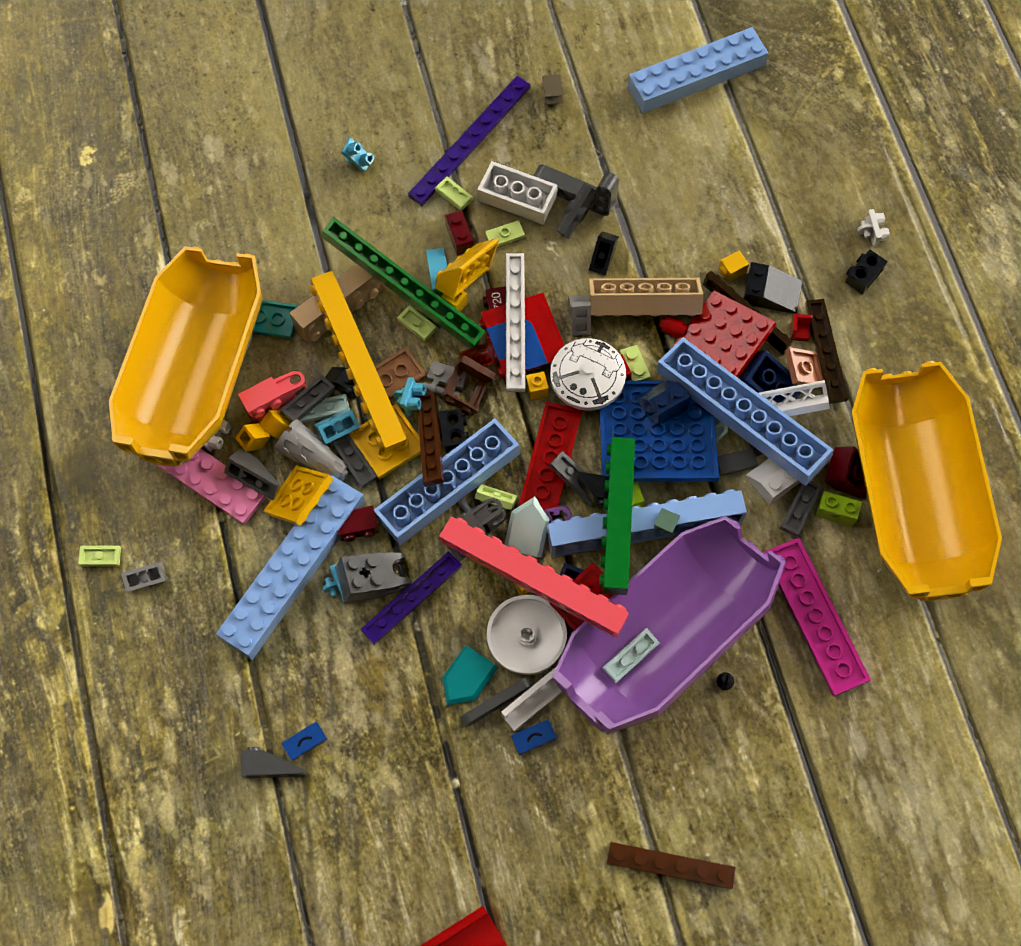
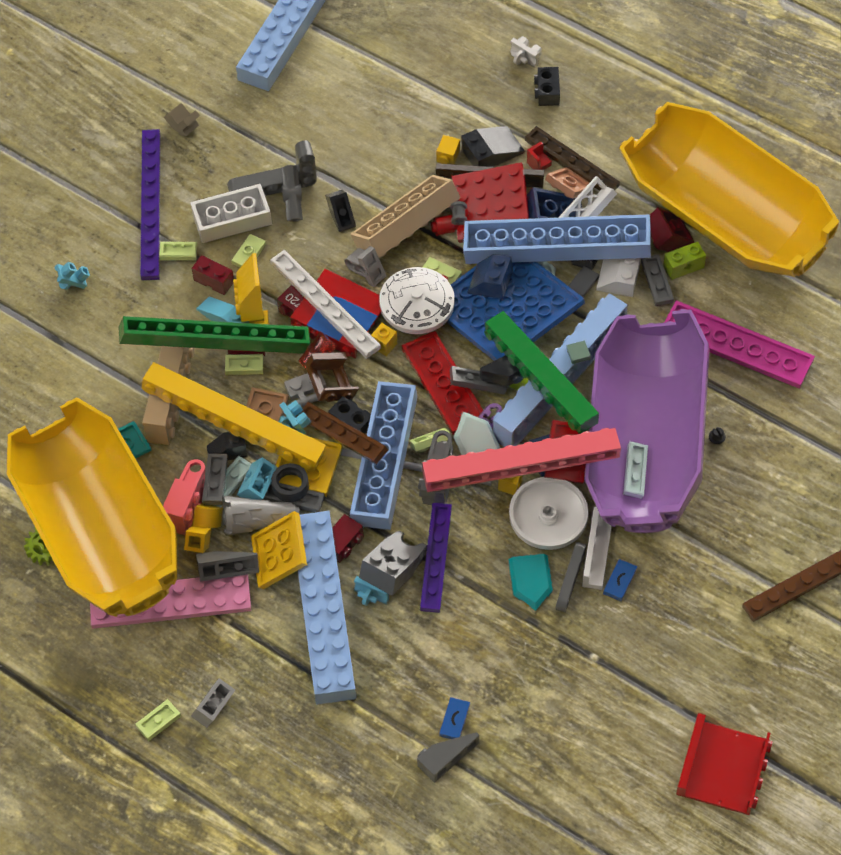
camera: 40 degrees left, 10 degrees down
(352, 434) = (290, 469): none -> black tyre
(688, 326) = (458, 211): none -> dark grey bush

